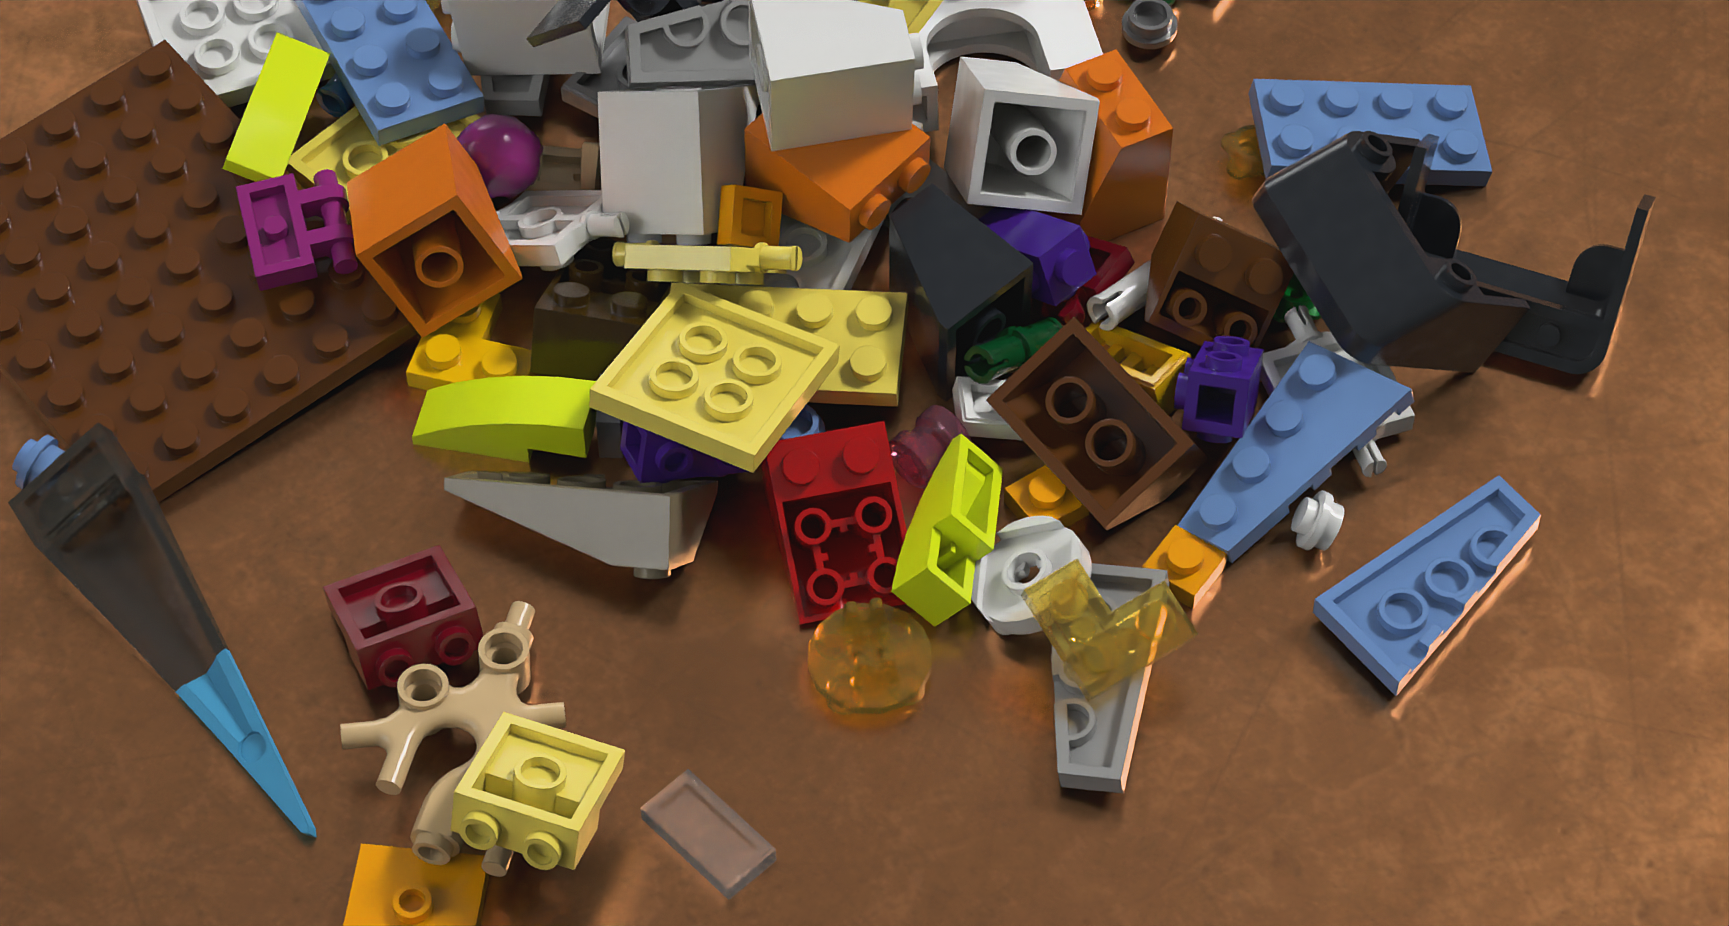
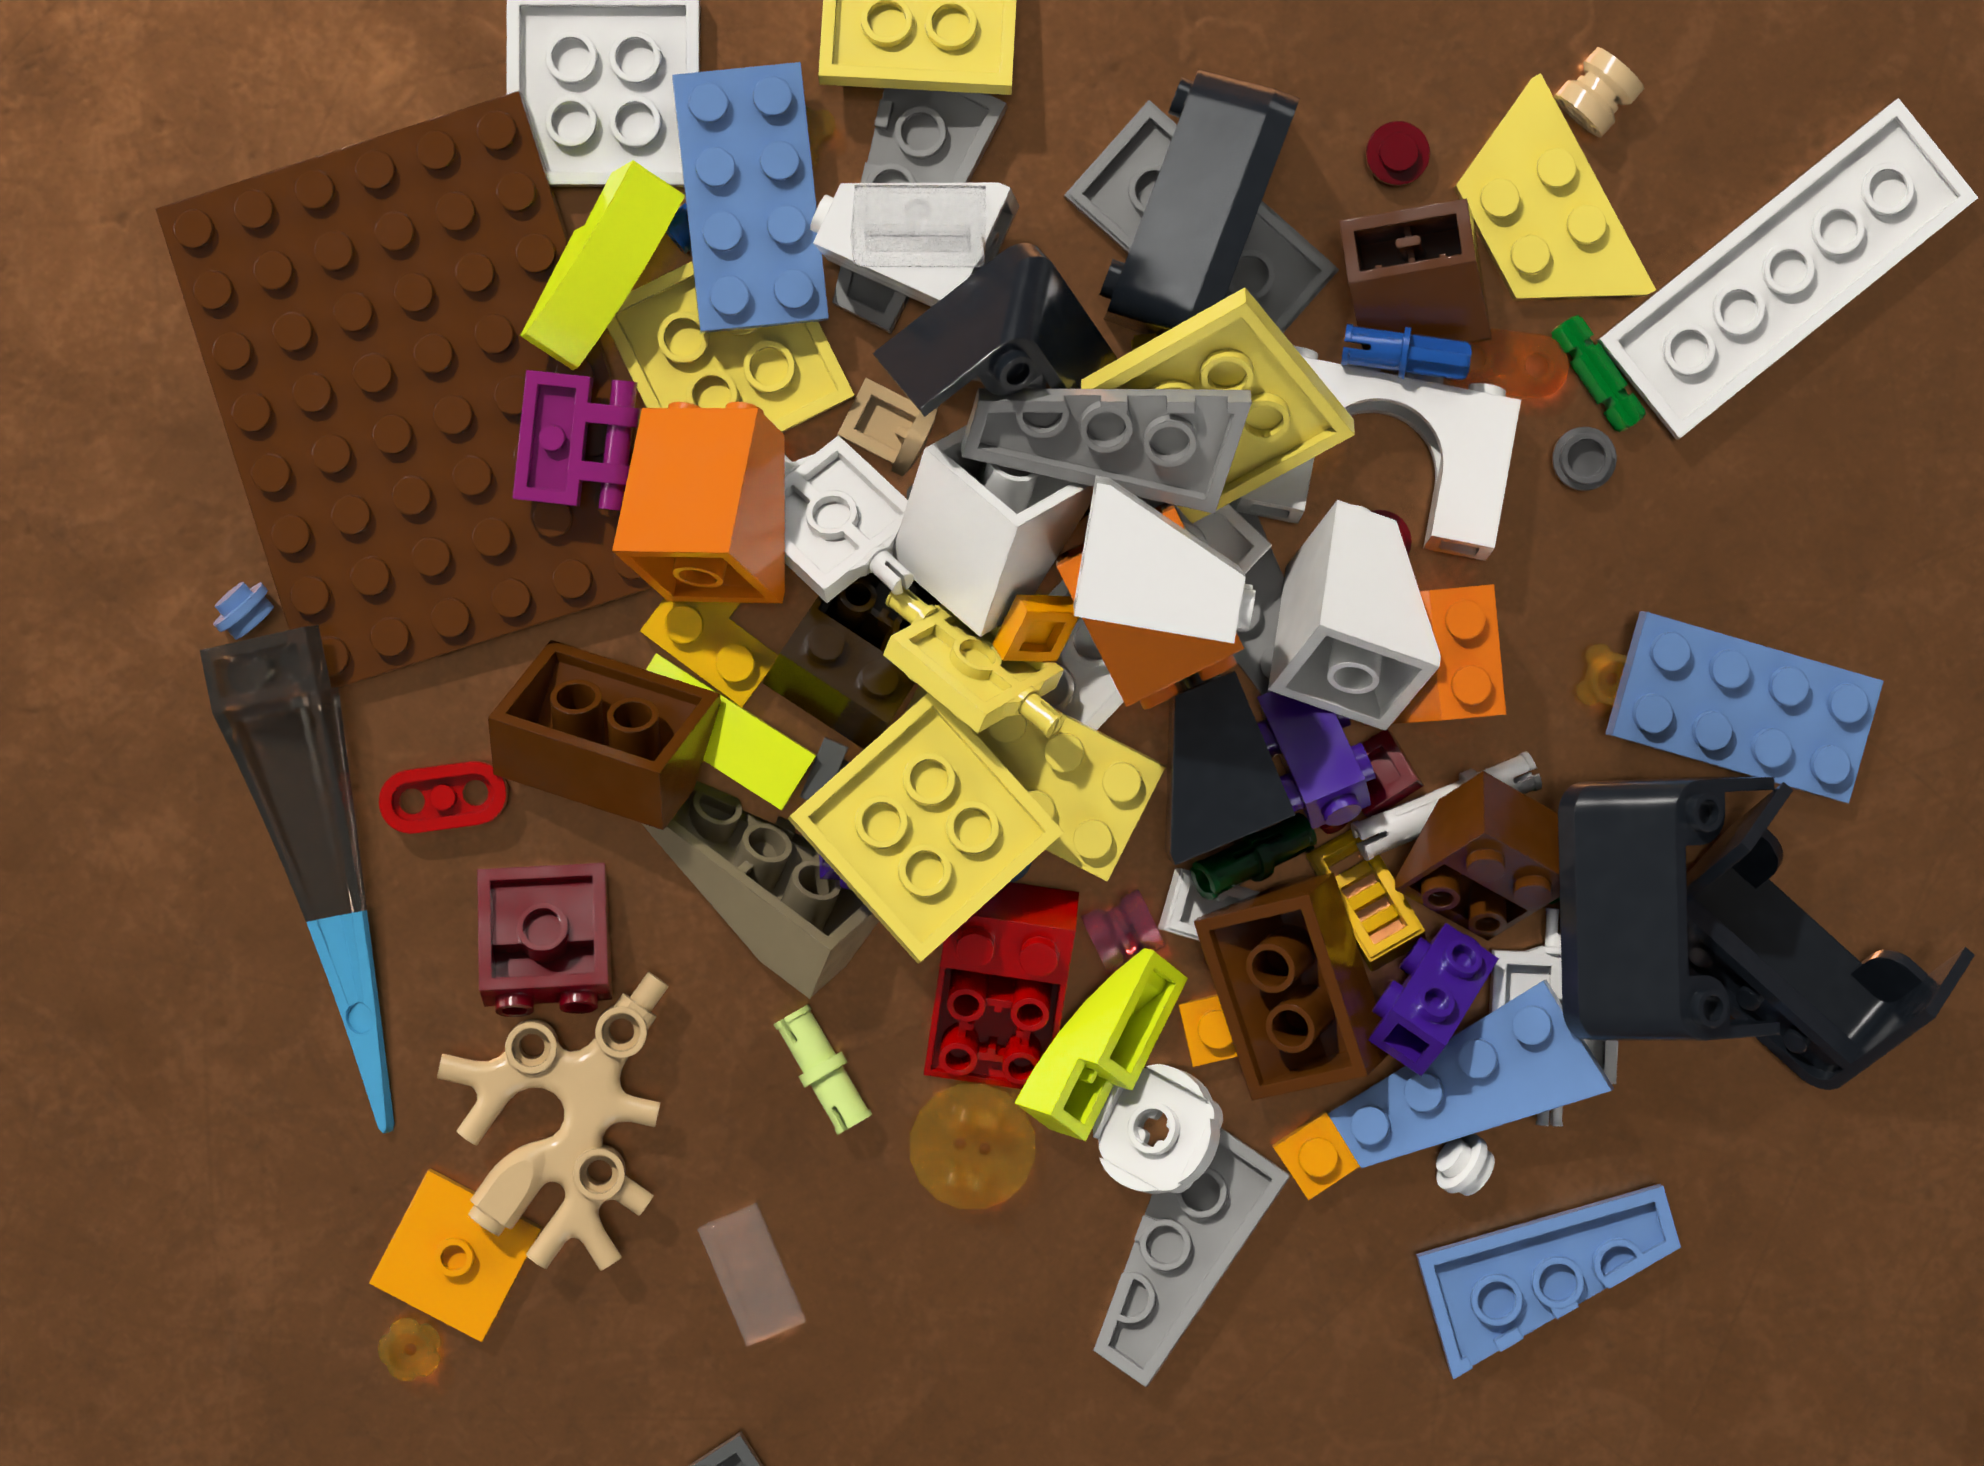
camera: 20 degrees right, 35 degrees up
(271, 545) = (444, 797): none -> red plate
(399, 439) = (603, 734): none -> reddish brown slope
(504, 153) = (815, 406): magenta hair -> none
(535, 792) = (594, 1225): light yellow plate -> none
(705, 640) = (823, 1069): none -> yellowish green pin
(1104, 644) = (1194, 1254): clear yellow plate -> none

